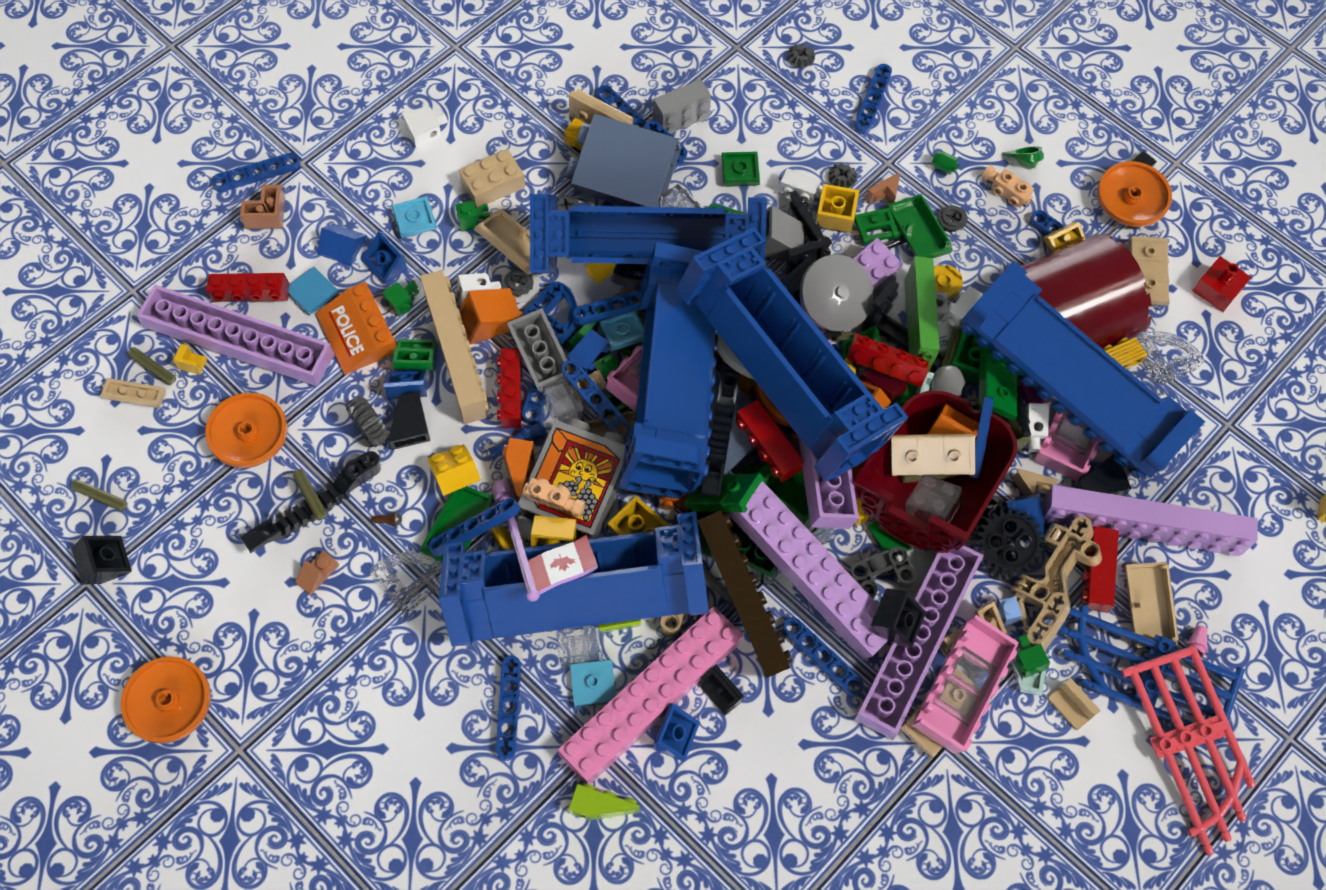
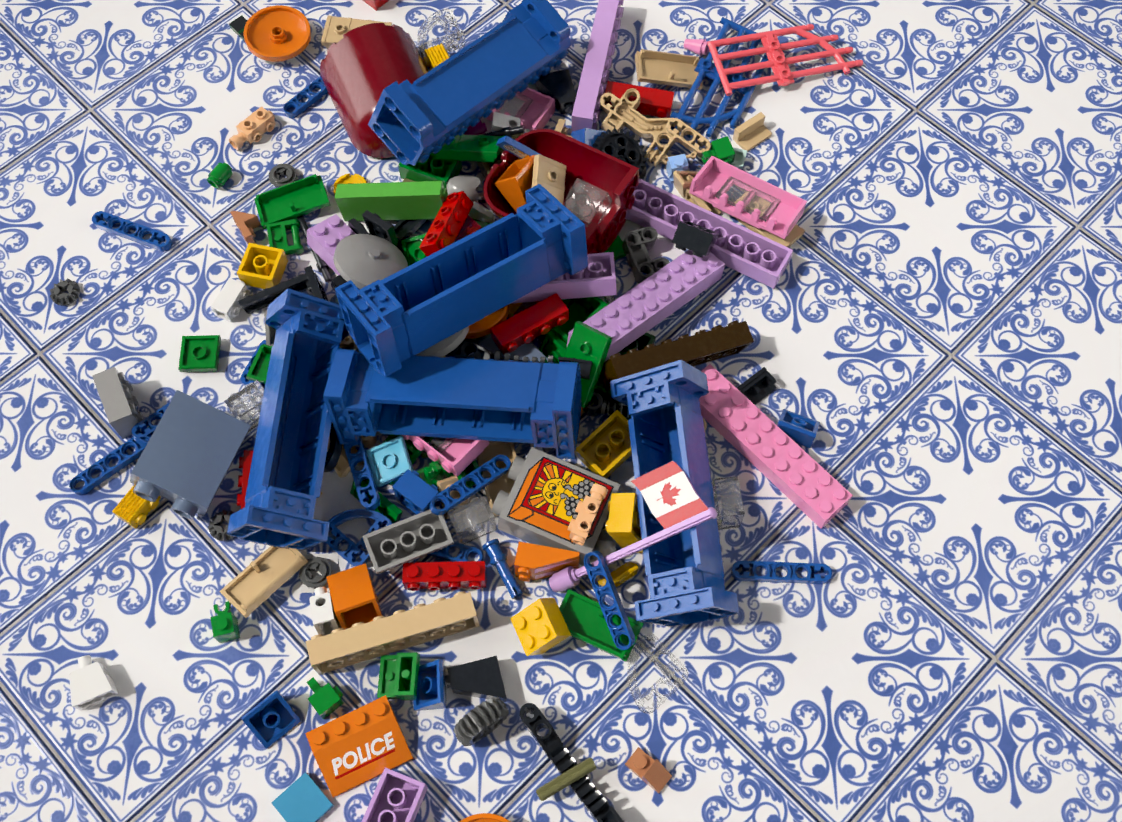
camera: 85 degrees left, 0 degrees up
(340, 243) = (242, 773): blue slope -> none
(394, 519) = (588, 691): reddish brown piece -> none
(414, 217) = (217, 689): medium azure plate -> none
(492, 178) = (178, 602): tan brick -> none
(585, 106) = (113, 485): tan container -> none
(592, 683) = (757, 497): medium azure plate -> none
(598, 805) = (868, 491): lime slope -> none
(826, 667) = (724, 302): blue beam -> none
(836, 180) = (217, 270): dark grey gear -> none
(965, 302) = (380, 171): white brick -> none
(1027, 156) = (221, 109): green piece -> none
(1064, 236) = (315, 90): yellow slope -> none

